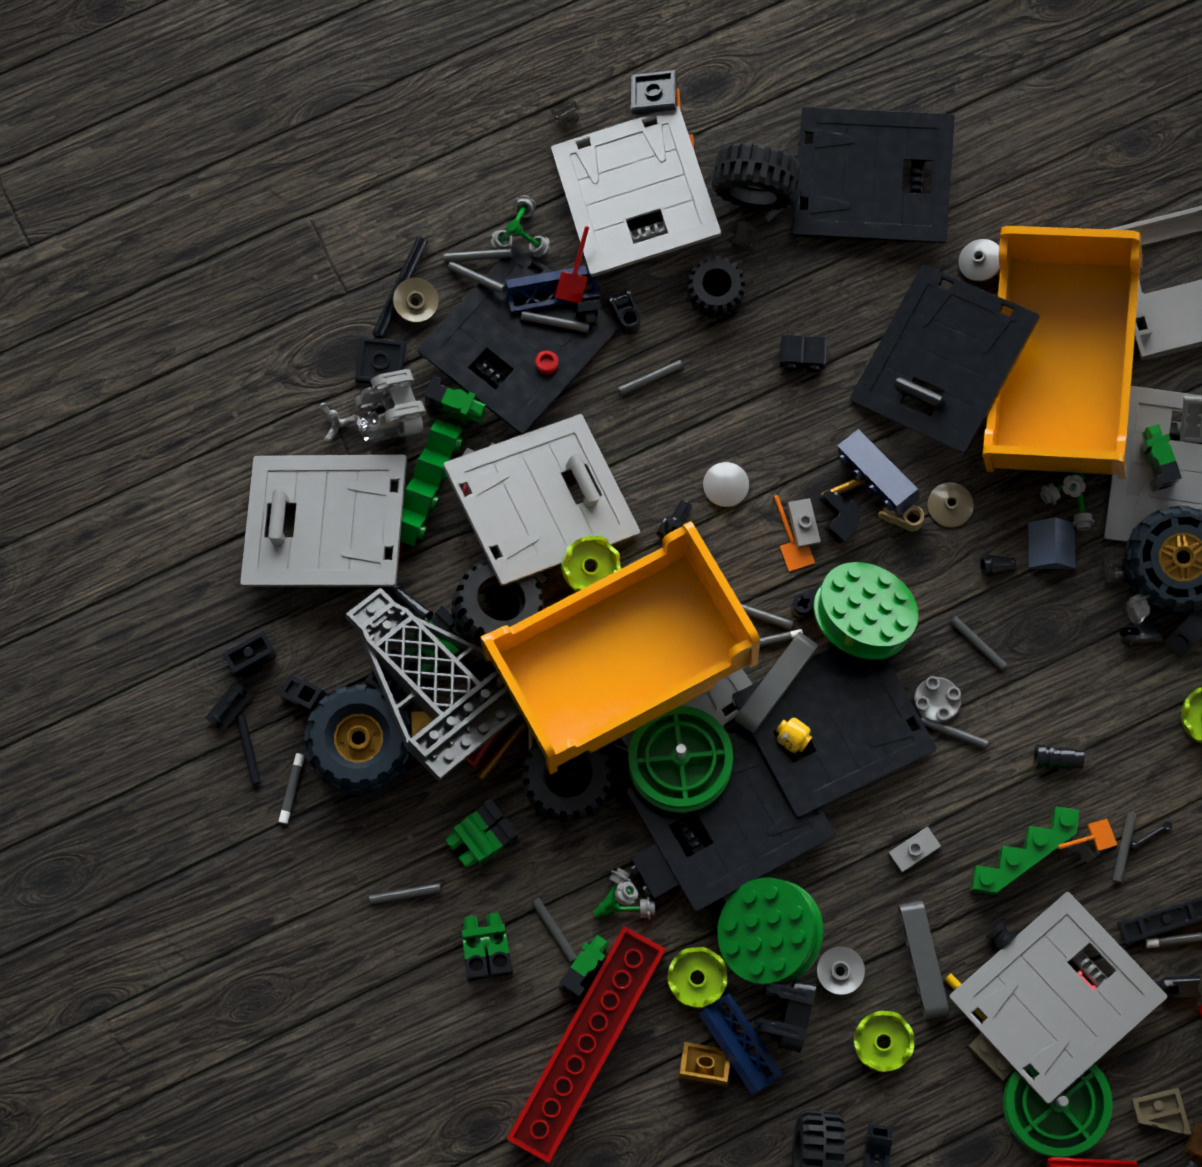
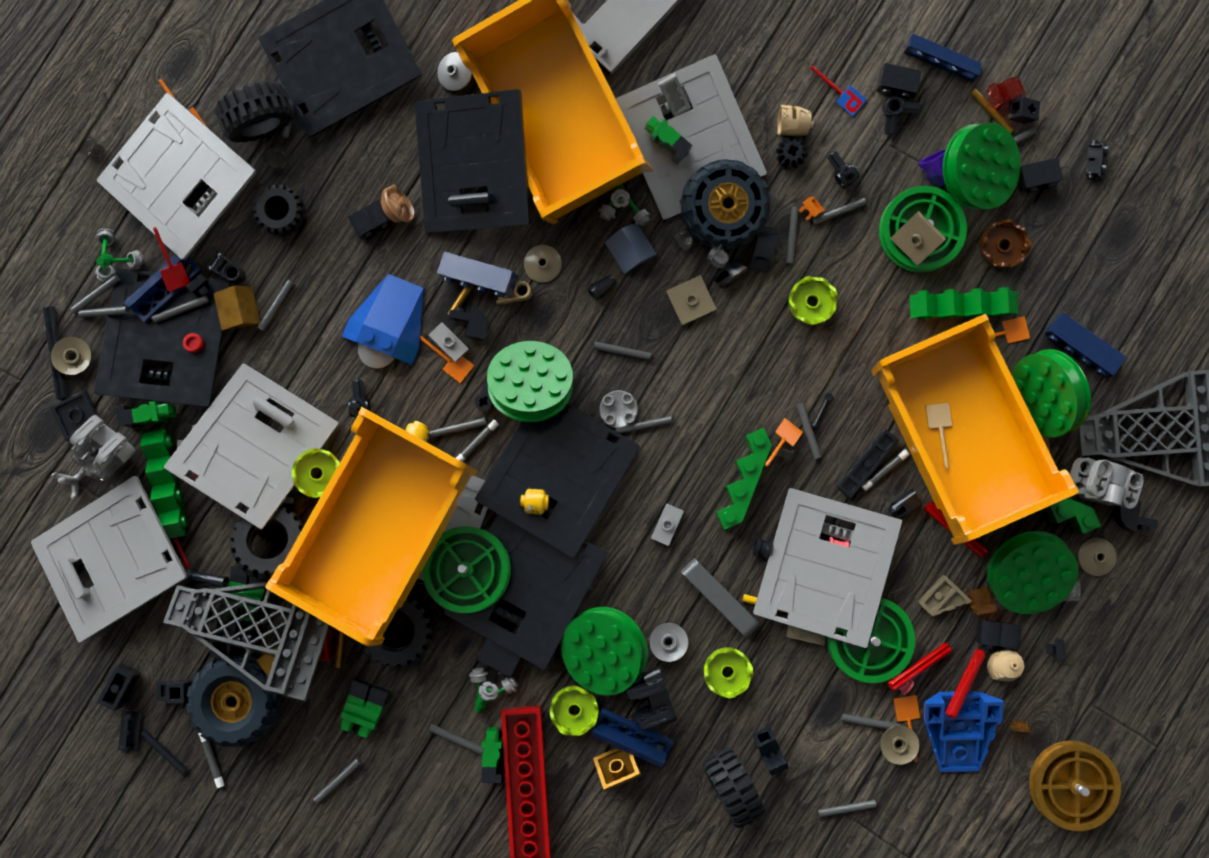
camera: 35 degrees left, 10 degrees up
(486, 940) = (417, 785): green hips -> none
(611, 355) = (236, 307): none -> pearl gold slope
(653, 92) = (143, 93): tile -> none
(757, 463) = (389, 319): none -> blue wedge
(776, 682) = (499, 472): dark grey beam -> none
(838, 354) = (396, 205): none -> medium nougat piece
(1058, 757) = (726, 397): black axle -> none
(1082, 636) = (691, 300): none -> dark tan plate

